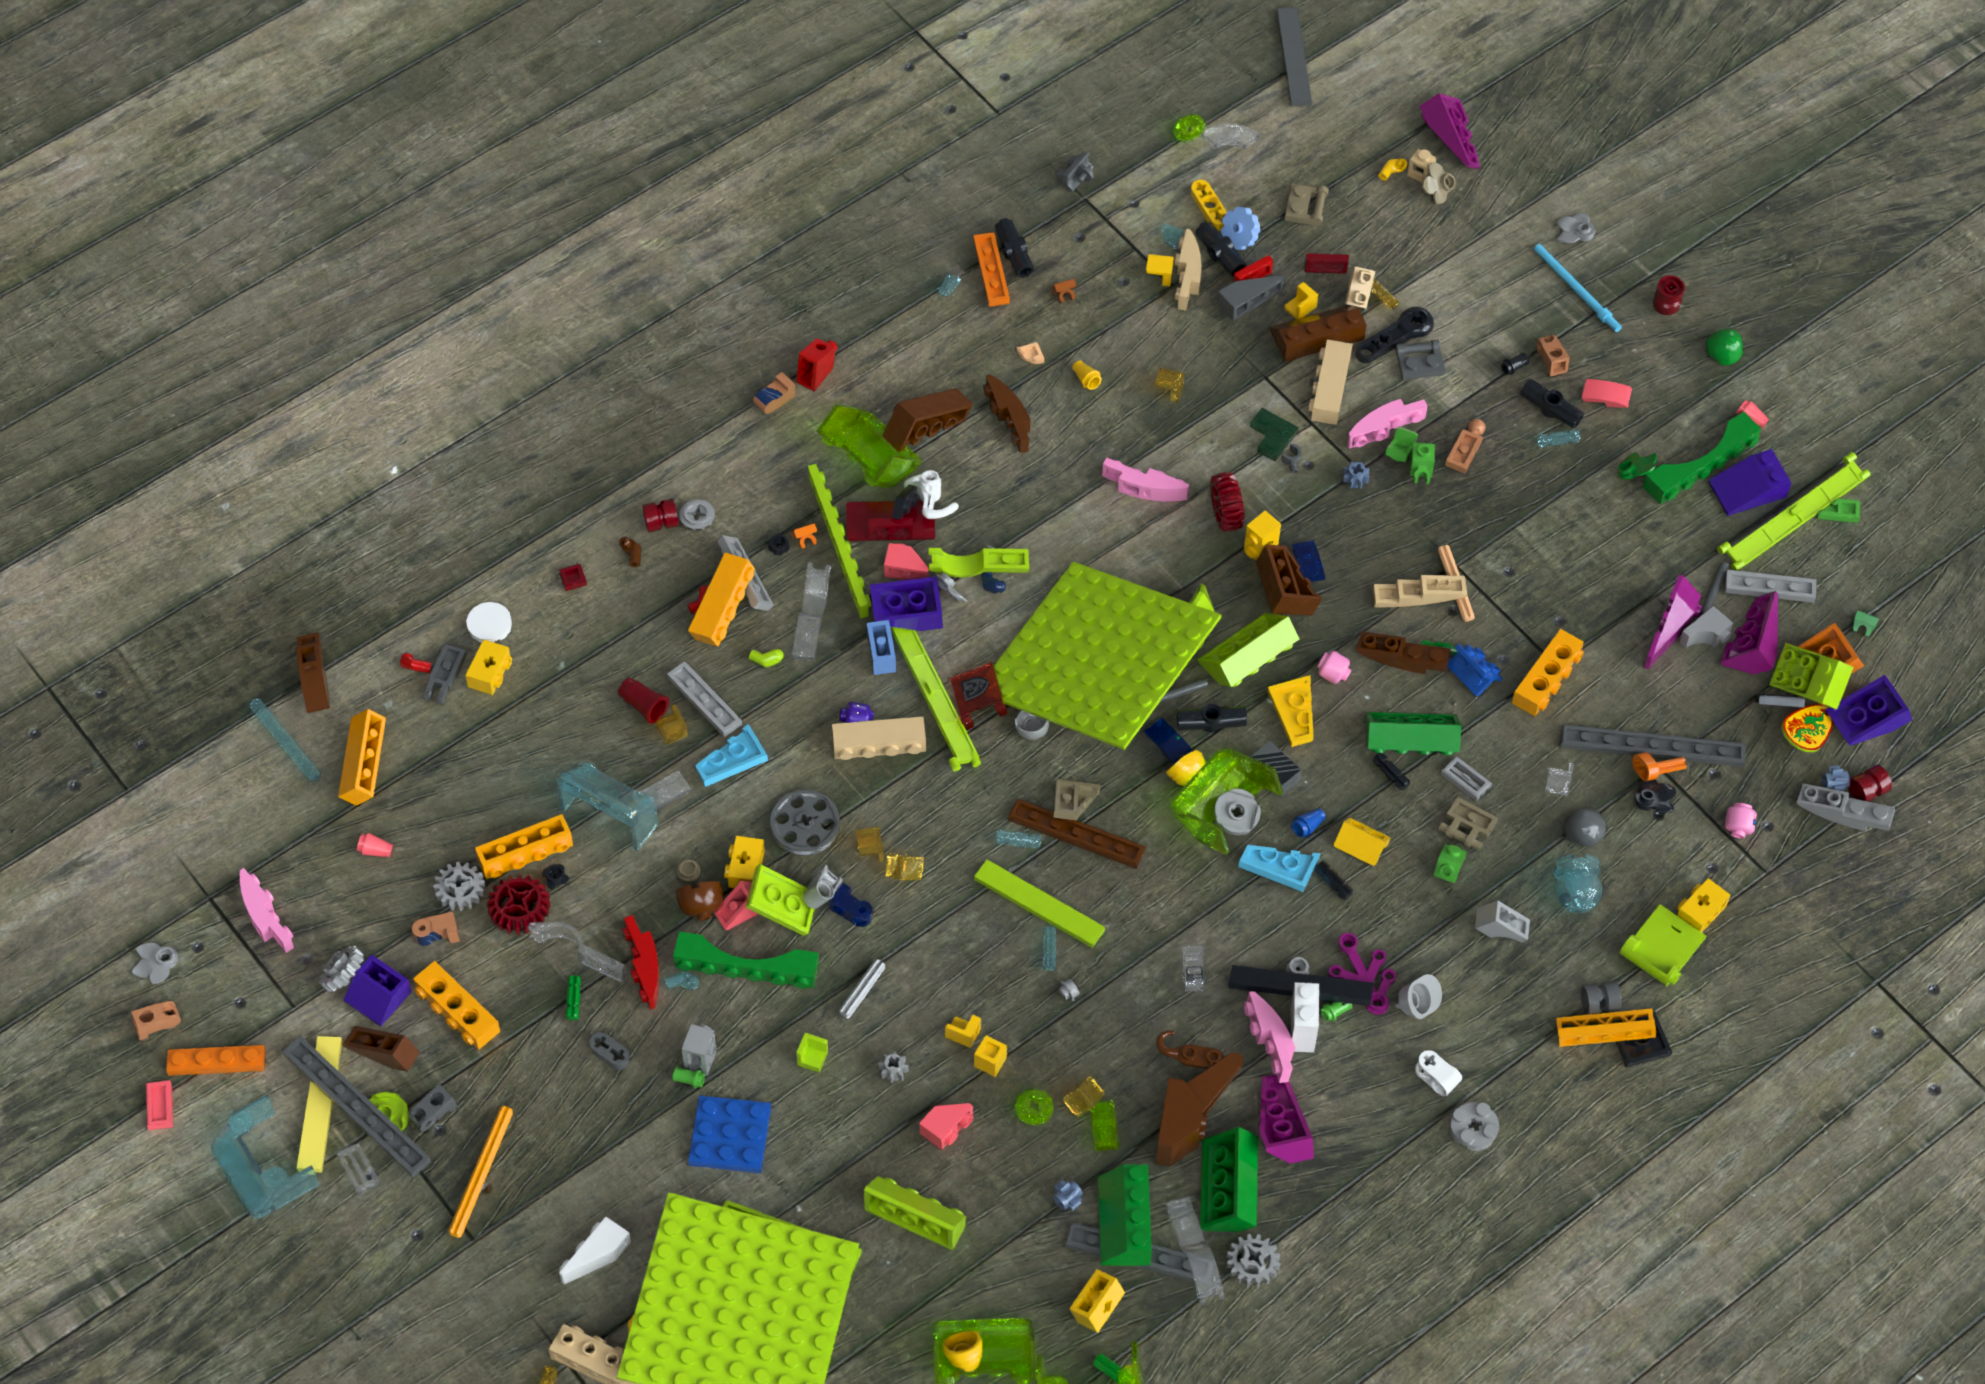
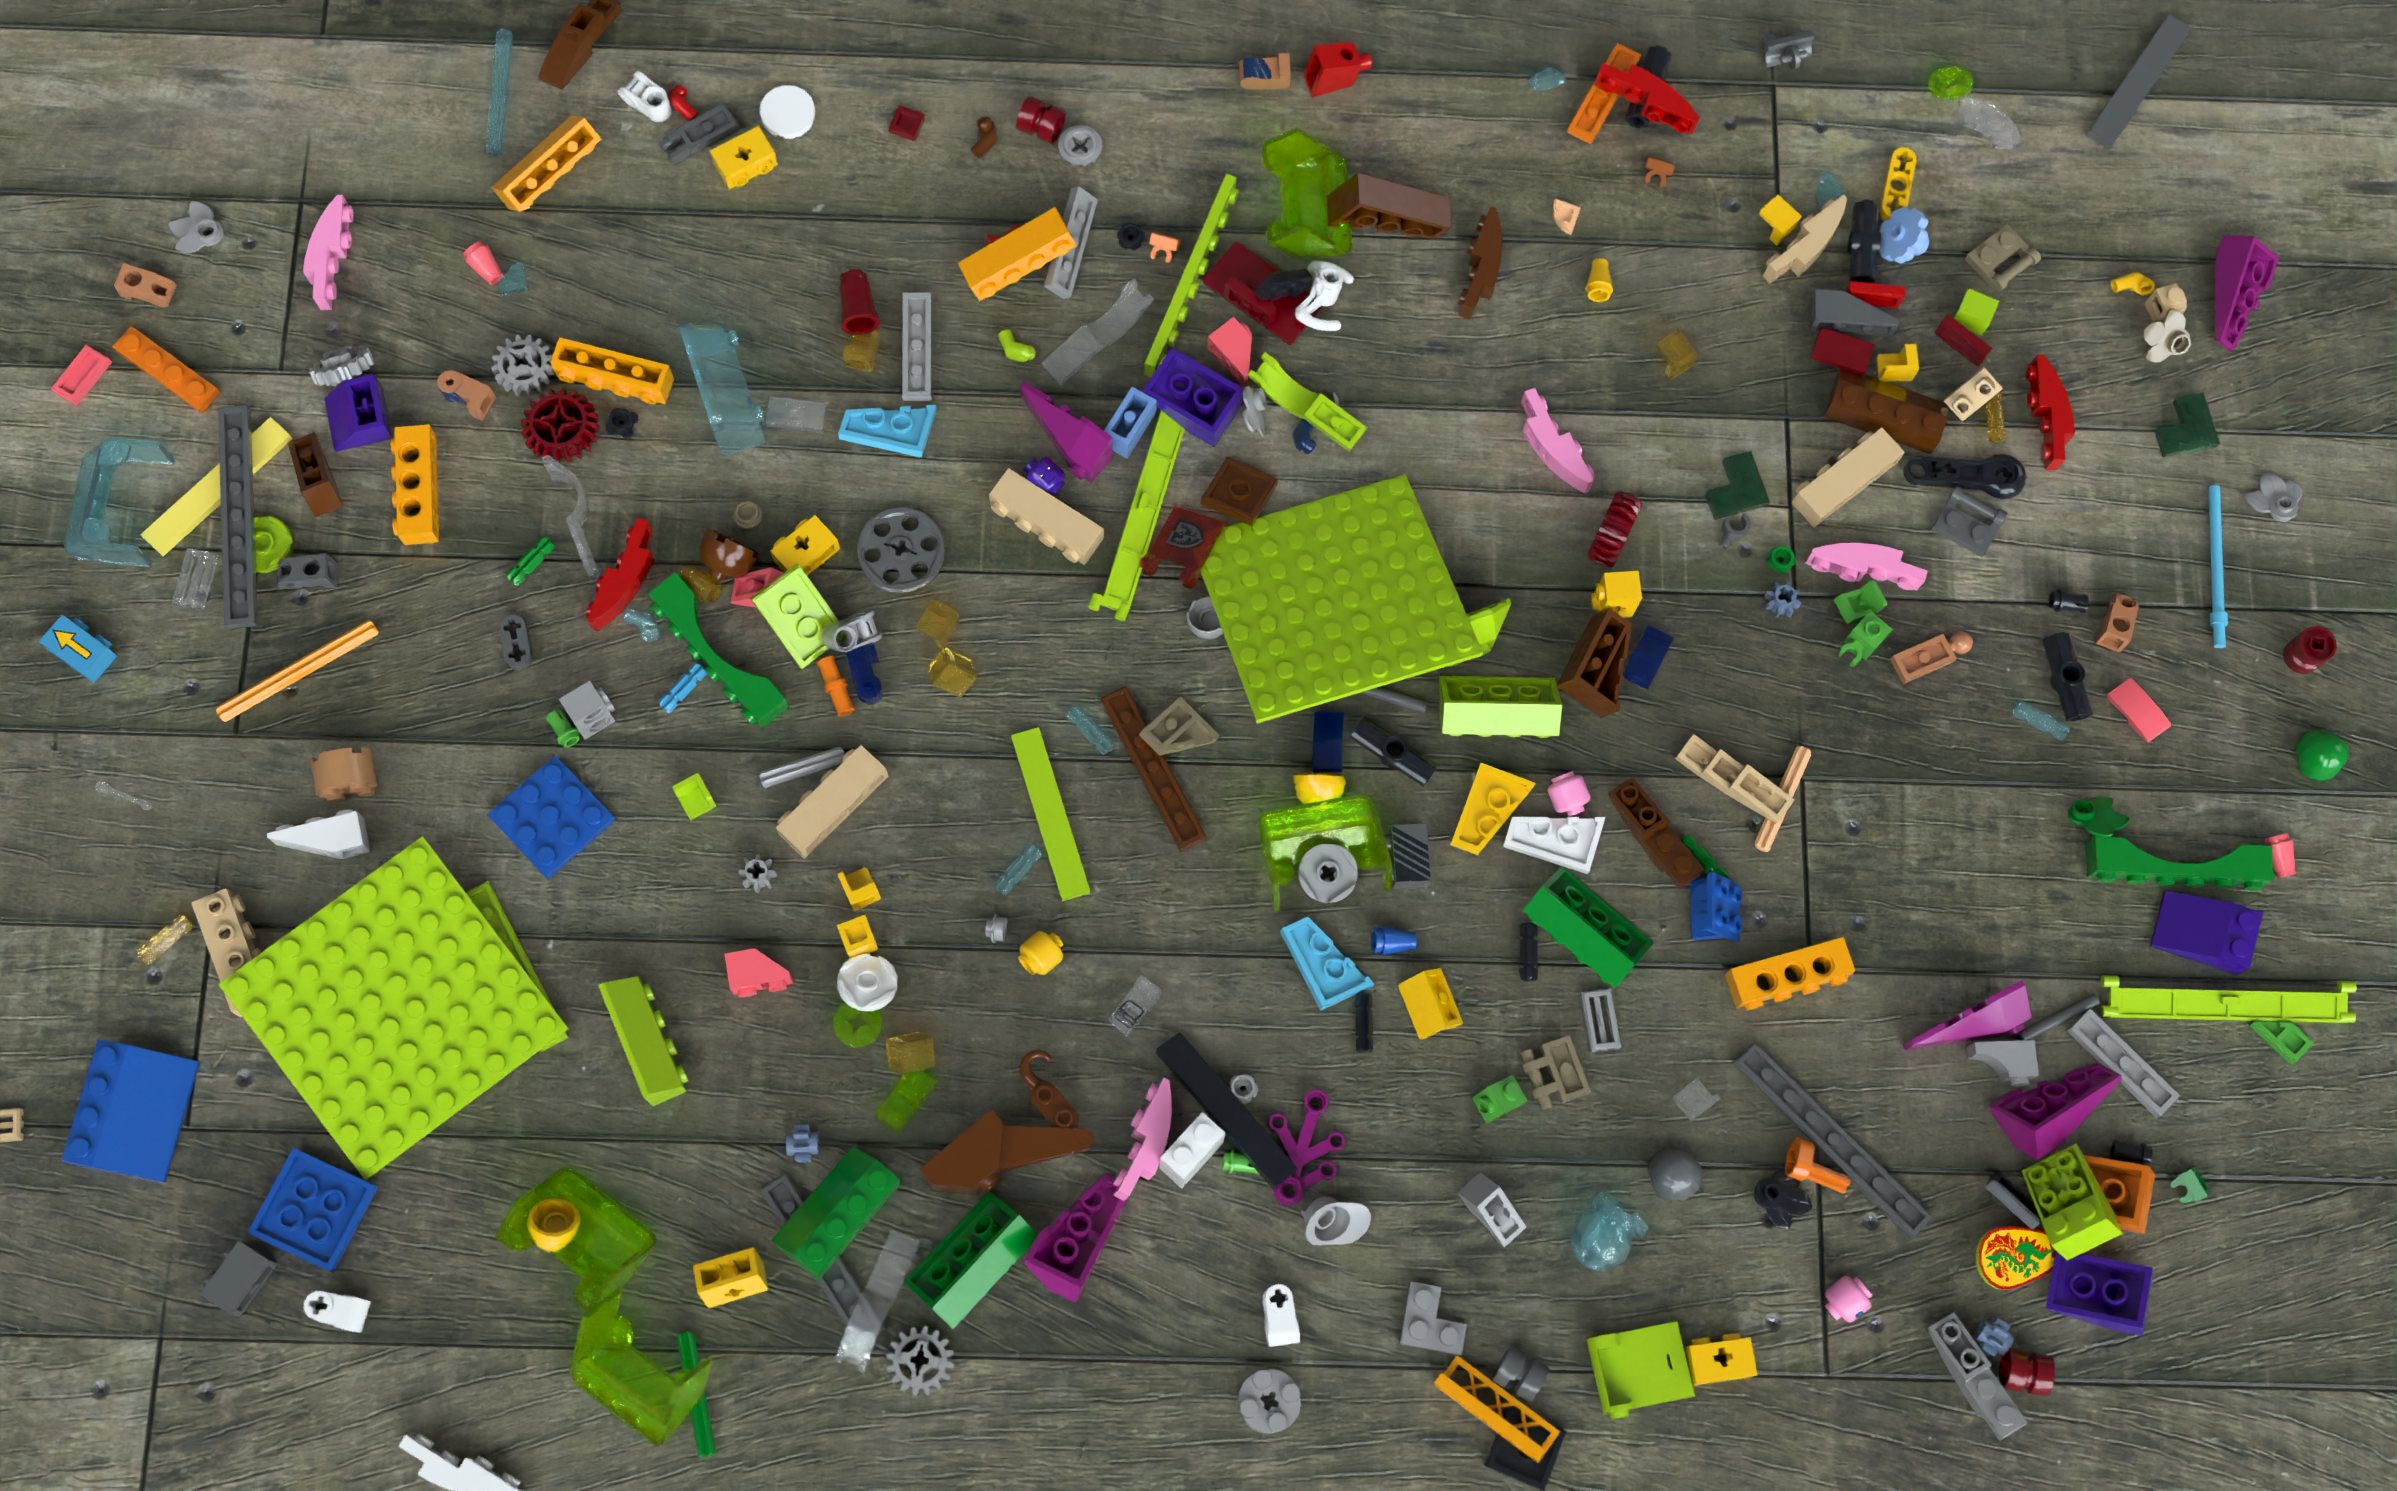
camera: 35 degrees right, 15 degrees up
(321, 1263) = (78, 648): none -> dark azure brick
(388, 675) = (643, 94): none -> white piece
(402, 844) = (513, 281): none -> clear light blue tile
(415, 1336) = (103, 787): none -> clear hinge
(575, 1202) = (343, 773): none -> medium nougat brick
(702, 927) = (704, 586): none -> clear yellow cone
(742, 999) = (682, 687): none -> dark azure axle
(839, 927) = (835, 686): none -> orange pin
(857, 680) = (1079, 442): none -> magenta wedge
(900, 992) = (831, 801): none -> tan brick
(983, 640) = (1239, 491): none -> reddish brown tile
(1019, 1077) = (867, 982): none -> white tile
(1031, 247) = (1659, 99): none -> red slope
(1109, 981) = (1041, 953): none -> yellow head
(1263, 316) = (1842, 351): none -> dark red slope
(1320, 241) = (1976, 311): none -> lime panel
(1334, 449) = (1784, 553): none -> green plate
(1353, 697) = (1561, 841): none -> white wing
(1409, 264) = (2051, 404): none -> red slope
(1498, 225) = (2195, 429): none -> clear green plate
(1524, 1019) = (1421, 1326): none -> light grey plate
(1817, 628) = (2131, 1152): none -> black pin

